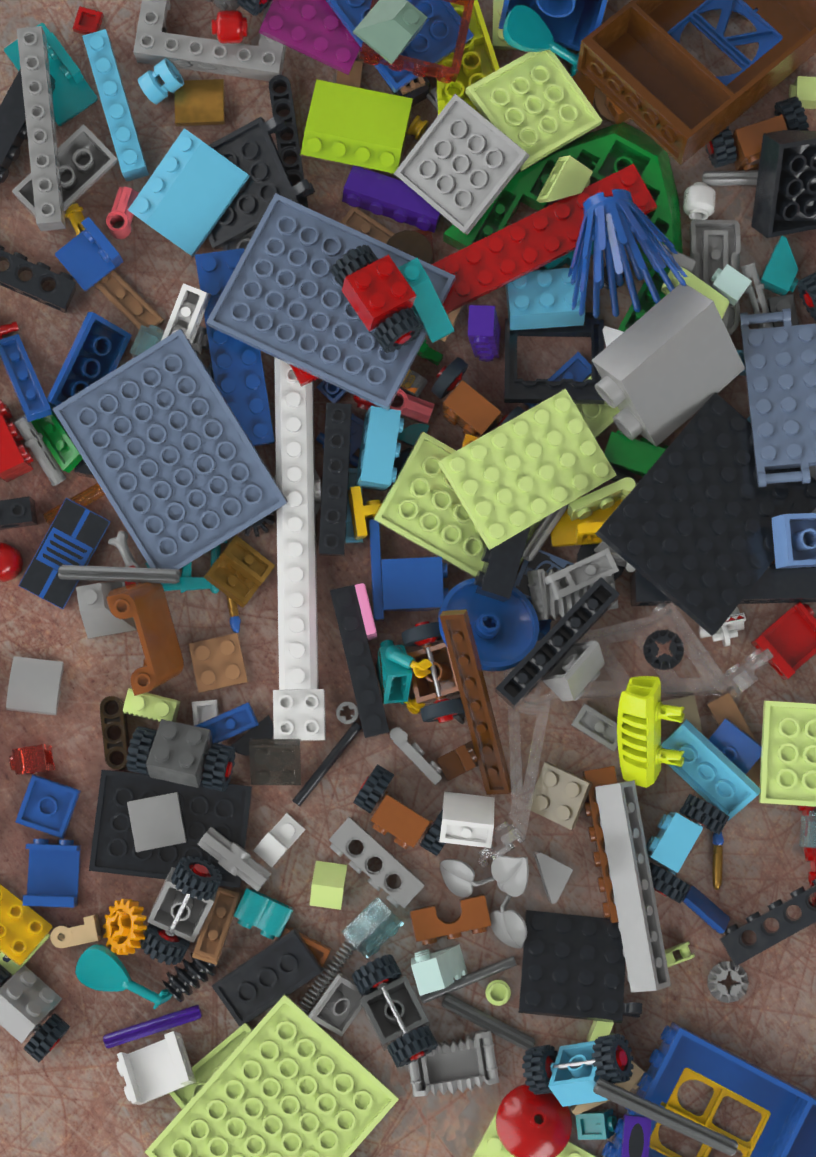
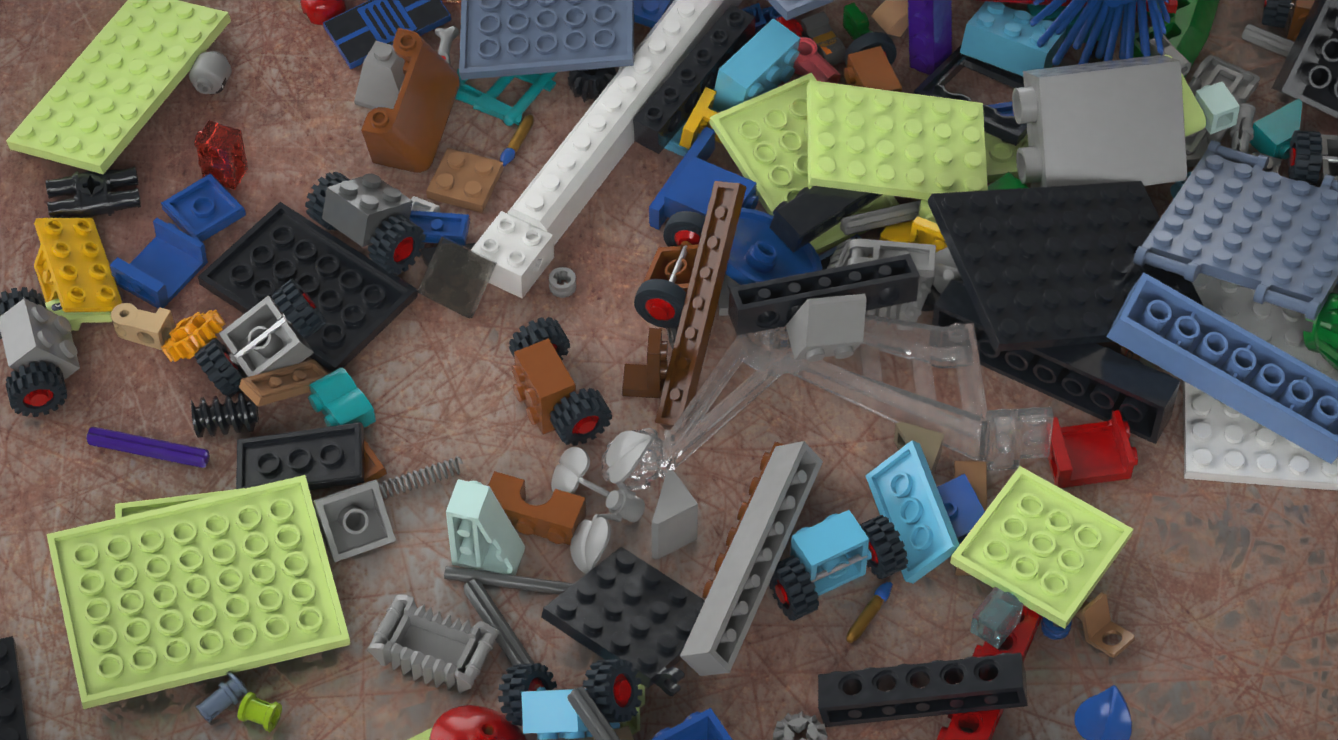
camera: 30 degrees right, 30 degrees down
(34, 685) = (272, 109): light grey slope -> none
(104, 971) = (141, 367): teal piece -> none
(109, 721) = (326, 159): dark brown beam -> none
(120, 574) = (457, 60): dark grey axle -> none
(151, 706) = (361, 161): yellowish green brick -> none
(156, 822) = (298, 260): light grey tile -> none
(156, 1069) = (120, 482): white panel -> none
(234, 859) = (350, 332): light grey piece -> none
(239, 571) = (542, 113): pearl gold slope -> none
(279, 840) = (405, 354): white slope -> none
(327, 764) = (508, 315): black bar -> none
(328, 885) = (426, 412): yellowish green piece -> none
(359, 661) = (607, 242): black brick -> none
(366, 611) = (644, 187): bright pink tile -> none
(372, 928) = (437, 473): clear light blue bracket -> none
(394, 1011) = (409, 544): brick -> none
(395, 674) = (635, 260): teal torso -> none
(397, 896) = (485, 379): light grey brick -> none
(415, 754) = (605, 349): light grey hinge -> none
(467, 819) = (612, 408): white panel -> none
(498, 992) = (531, 607): yellowish green plate -> none
(560, 795) = (732, 454): dark tan plate -> none
(596, 726) = (819, 422): light grey plate -> none
(640, 731) = (863, 423): neon yellow piece -> none
(664, 661) = (930, 377): black gear -> none
(684, 951) = (744, 675): yellowish green bar -> none
(699, 201) = (1228, 41): white head -> none
(706, 910) = (818, 645): blue slope -> none
(728, 630) = (1013, 394): white hips -> none

